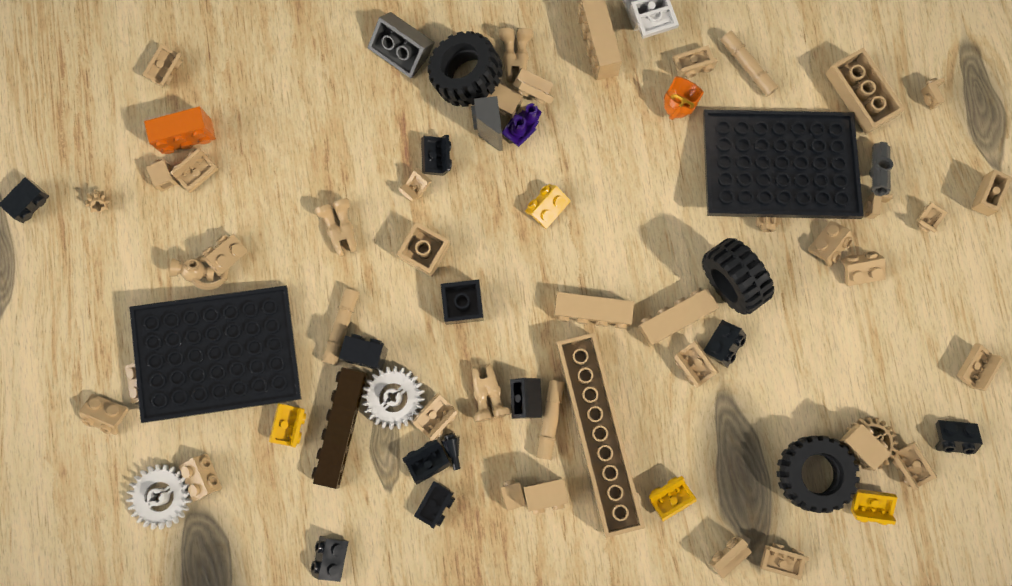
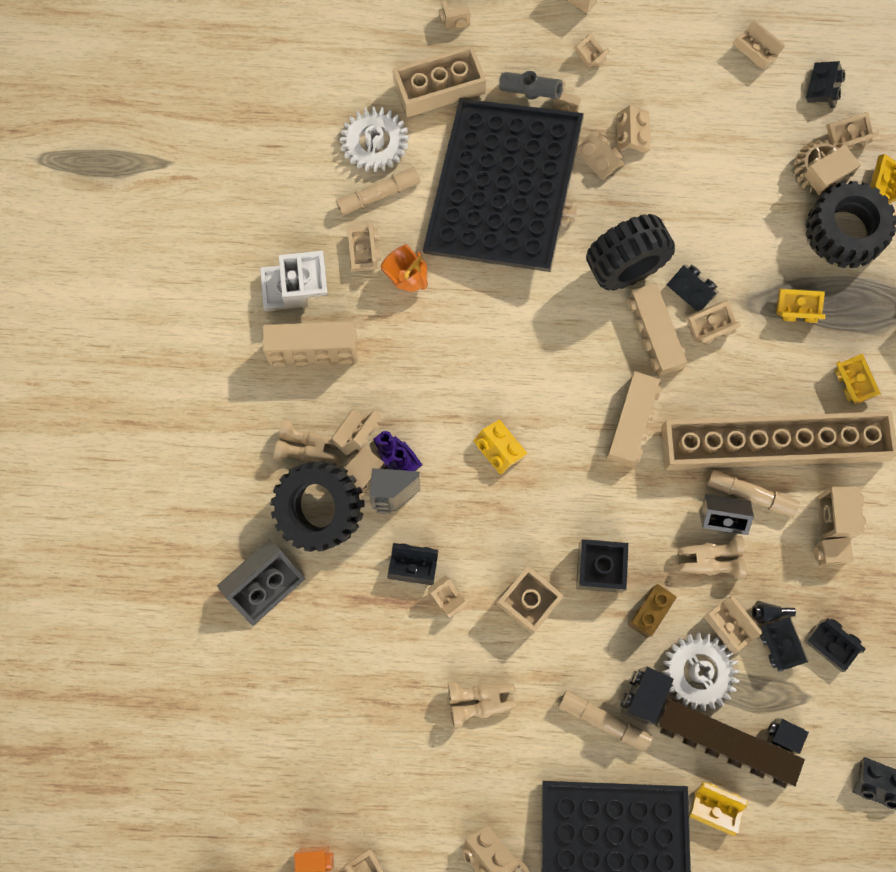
camera: 85 degrees left, 5 degrees down
(353, 474) = (787, 735): none -> black brick
(434, 349) = (652, 611): none -> pearl gold brick
(730, 439) = (800, 304): none -> yellow bracket
(804, 45) = (370, 125): none -> white gear

